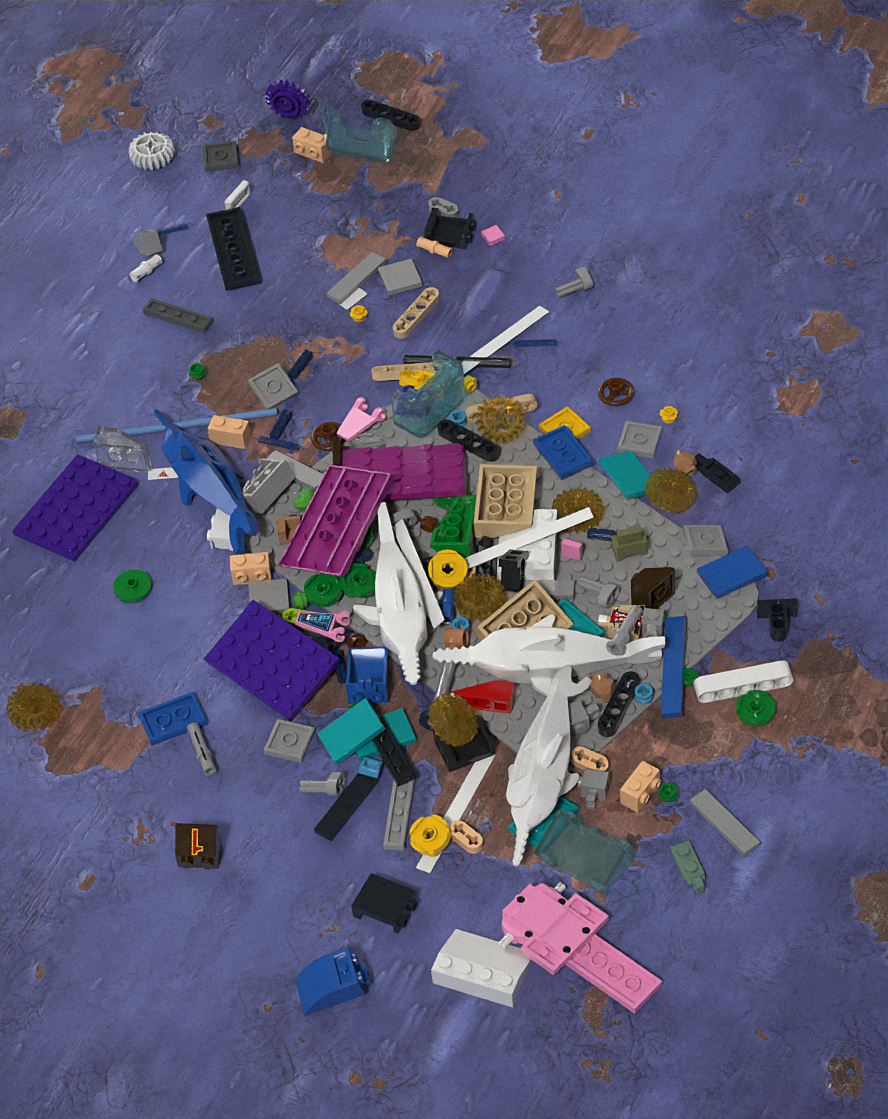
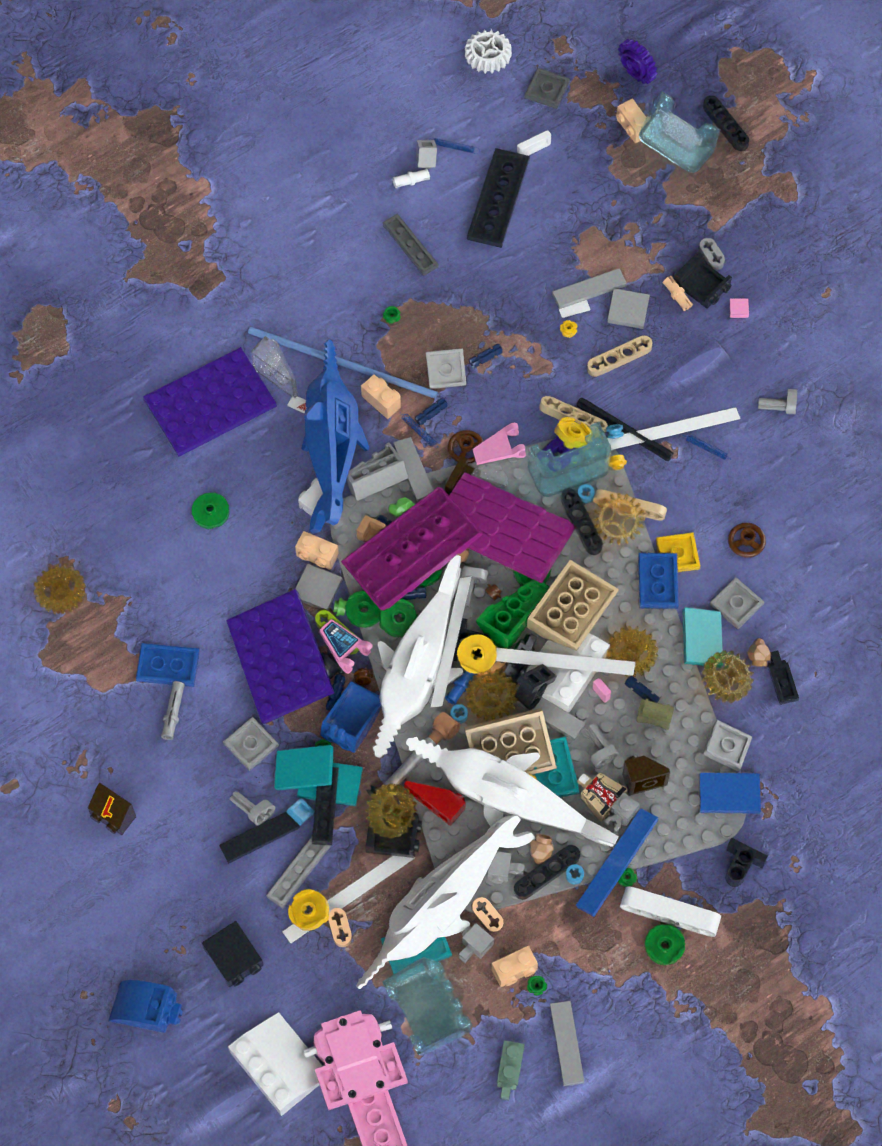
camera: 25 degrees right, 15 degrees up
(621, 635) = (583, 812): light grey pin -> none
(668, 414) = (779, 595): yellow plate -> none

